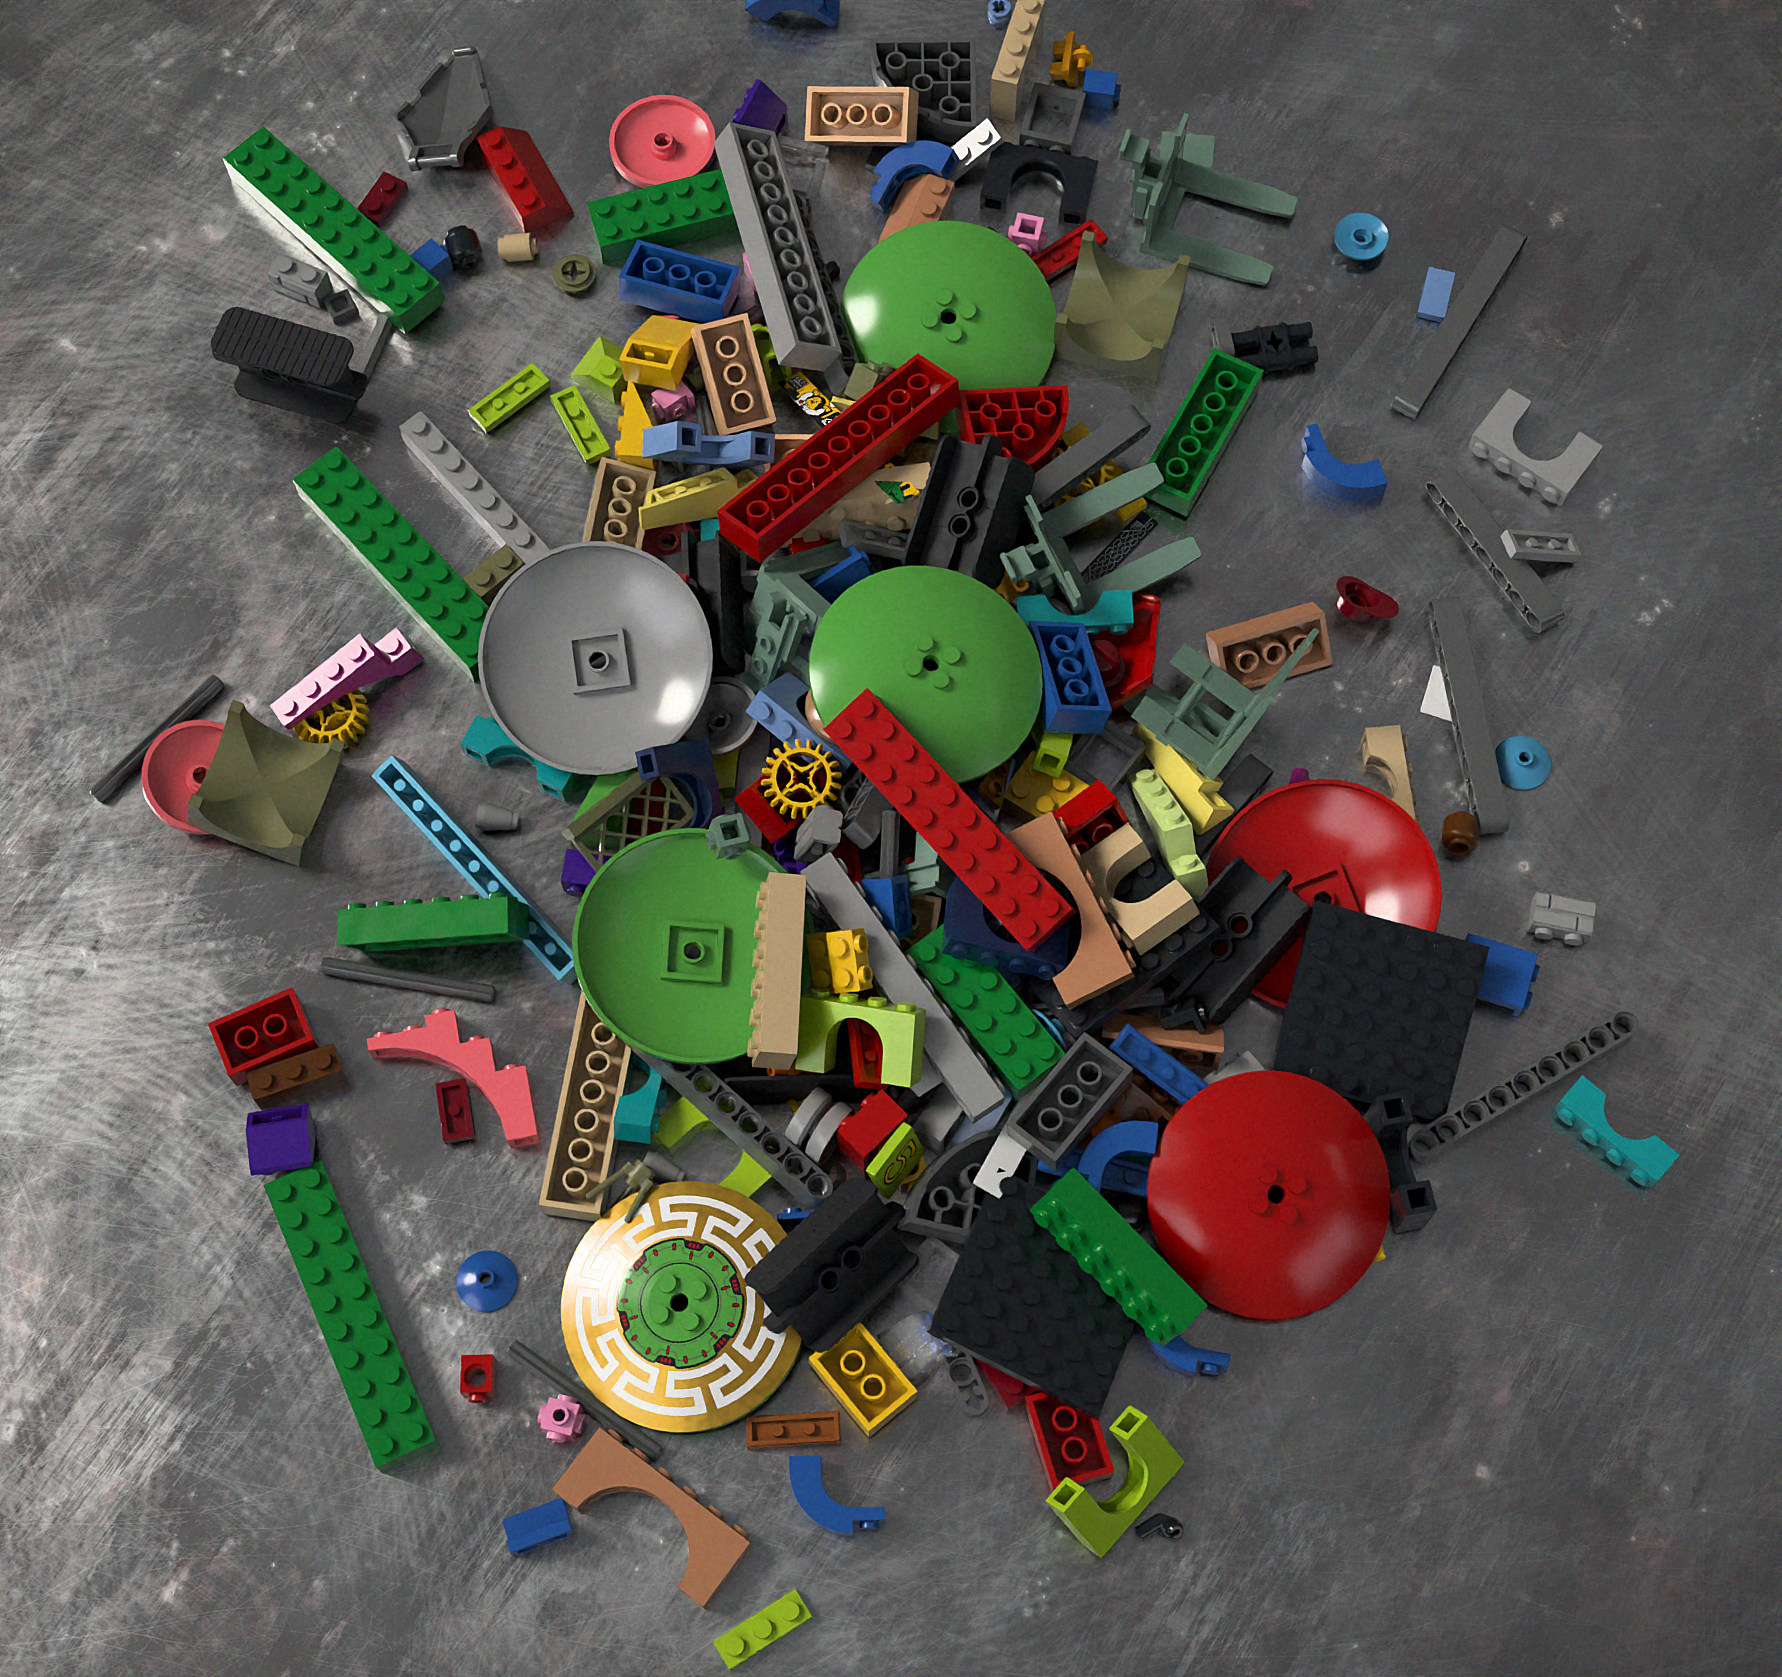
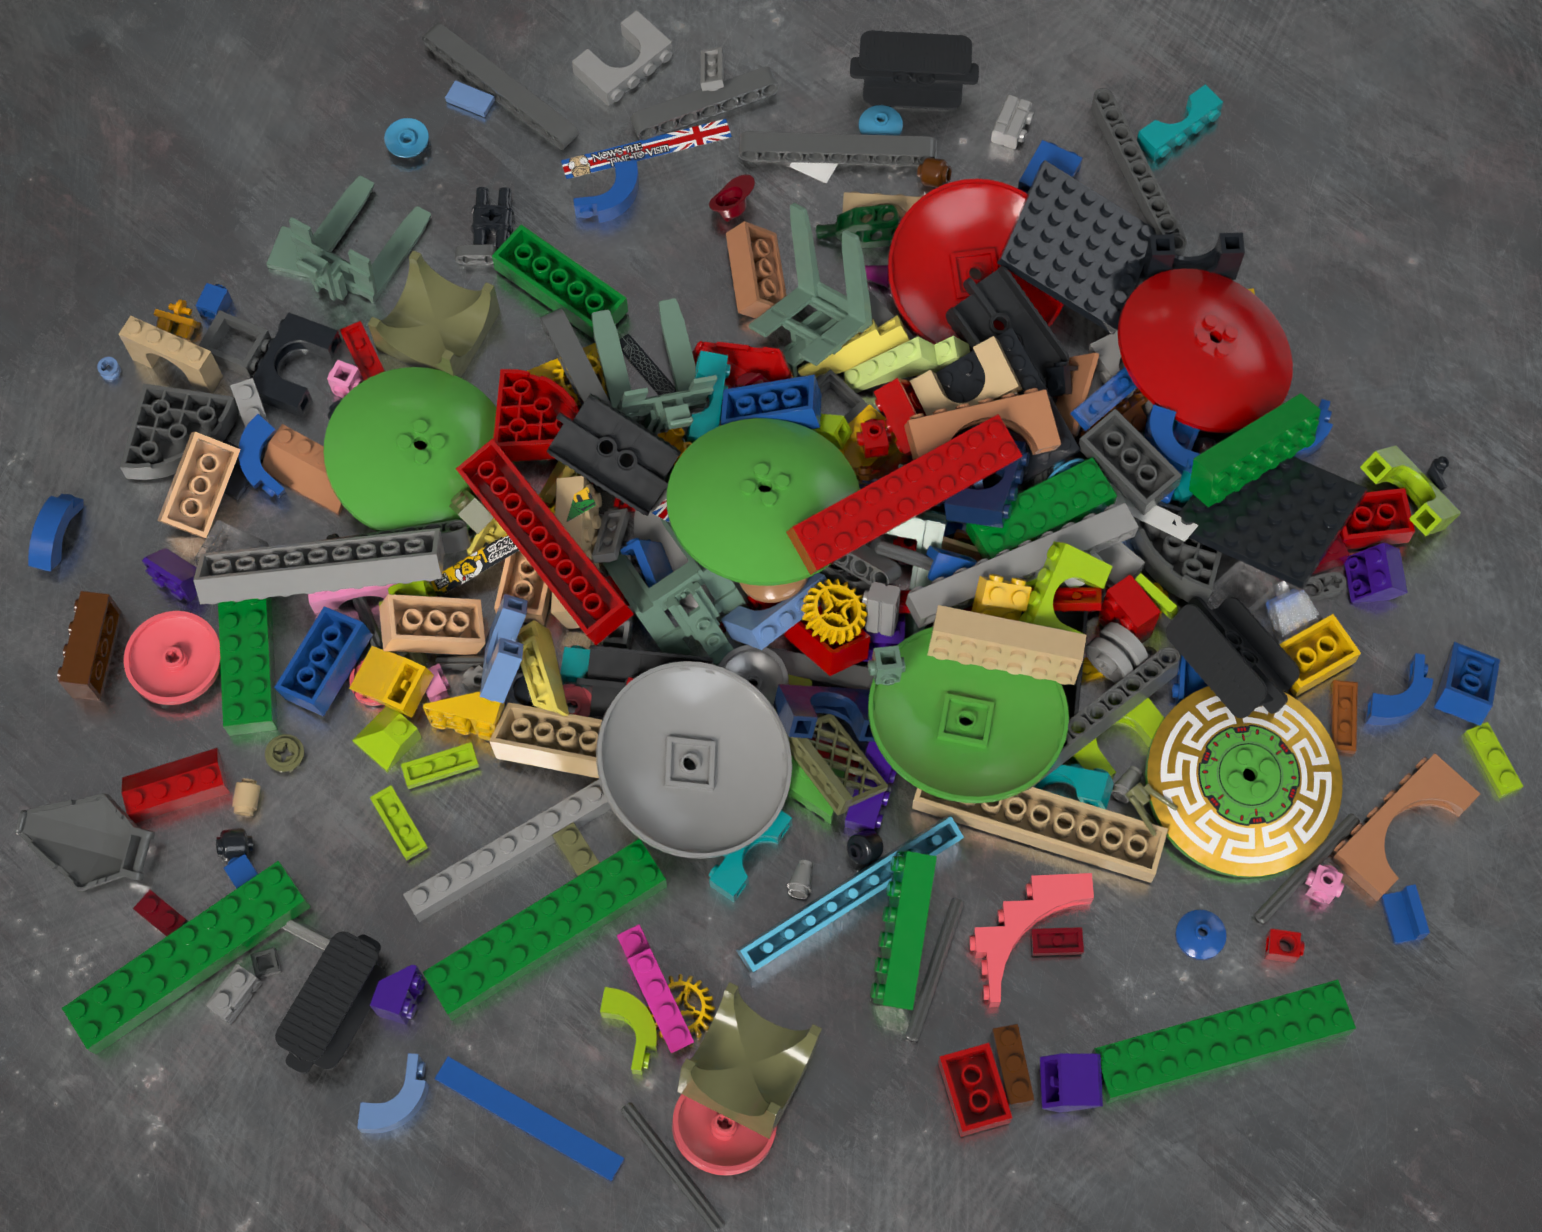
camera: 80 degrees left, 0 degrees up
(196, 589) = (530, 1119): none -> blue tile
(200, 465) = (400, 1109): none -> medium blue arch
(307, 428) = (397, 994): none -> dark purple slope
(324, 645) = (629, 1009): none -> lime arch
(540, 878) = (865, 847): none -> black head
(661, 62) = (89, 645): none -> reddish brown brick
(861, 1585) = (1468, 684): none -> blue slope
(994, 1452) = (1375, 574): none -> dark purple slope
(1047, 795) = (874, 438): none -> red brick
(1354, 748) = (852, 221): none -> dark green piece
(1418, 501) = (647, 148): none -> sticker
(1596, 776) = (914, 69): none -> black piece

